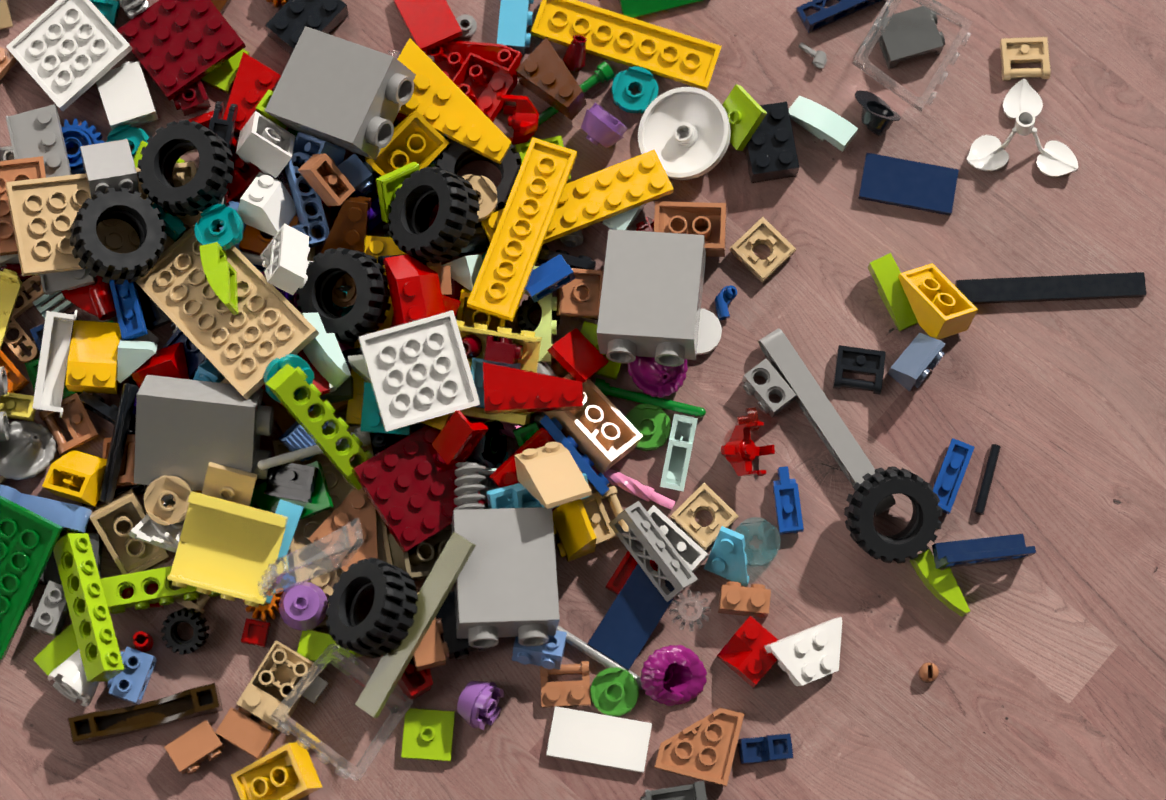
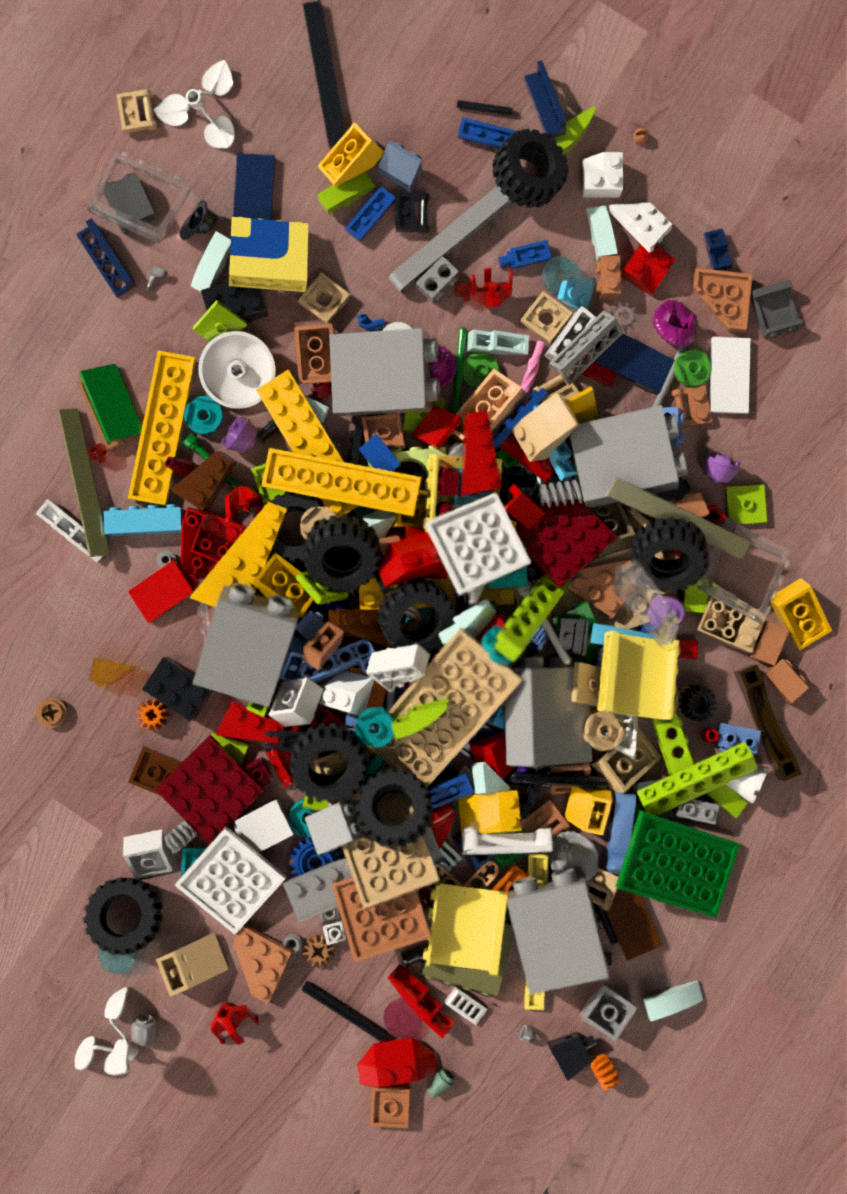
camera: 90 degrees left, 10 degrees up
(603, 158) = (268, 430): none -> black pin
(805, 601) = (601, 232): none -> light aqua slope
(821, 184) = (268, 254): none -> light yellow panel
(863, 318) = (370, 214): none -> blue plate
(879, 612) = (603, 175): none -> white slope

